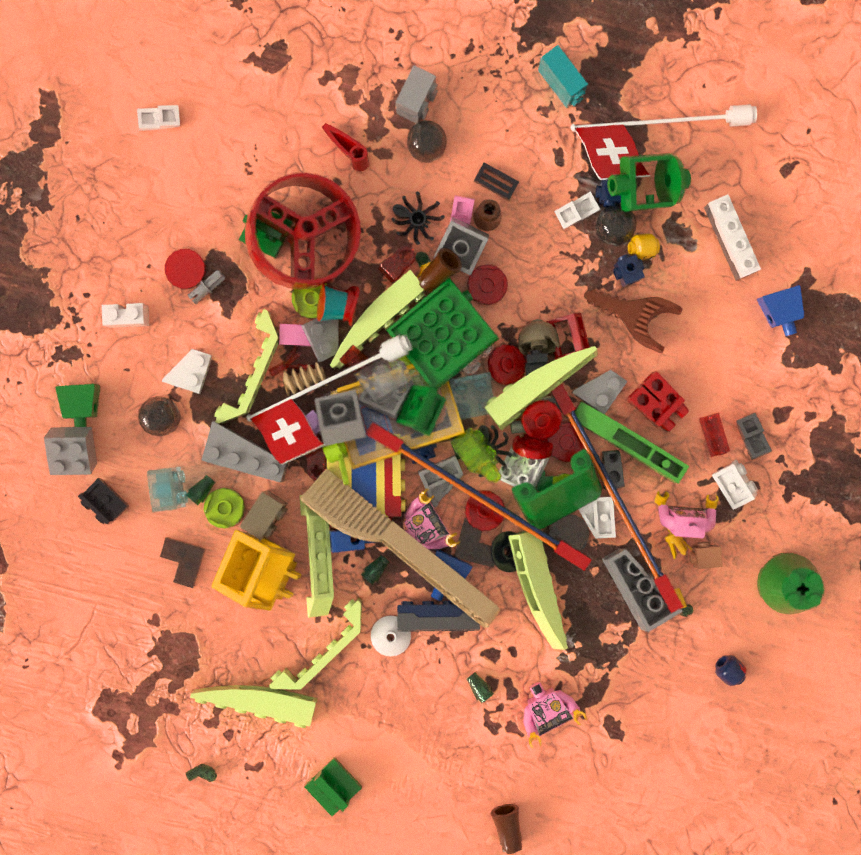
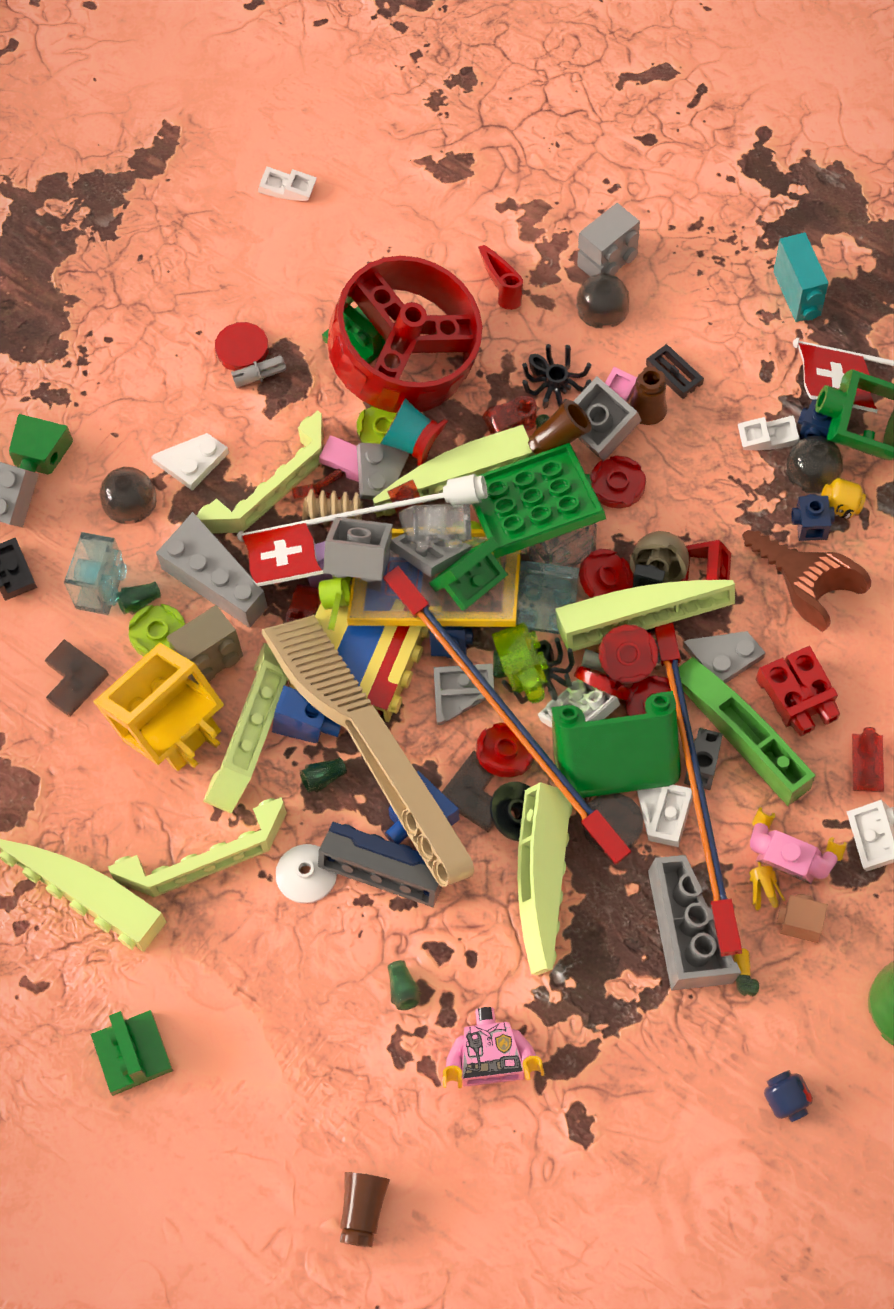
camera: 25 degrees right, 25 degrees down
(133, 316) = (147, 372): white brick -> none
(426, 525) = (418, 732): torso -> none

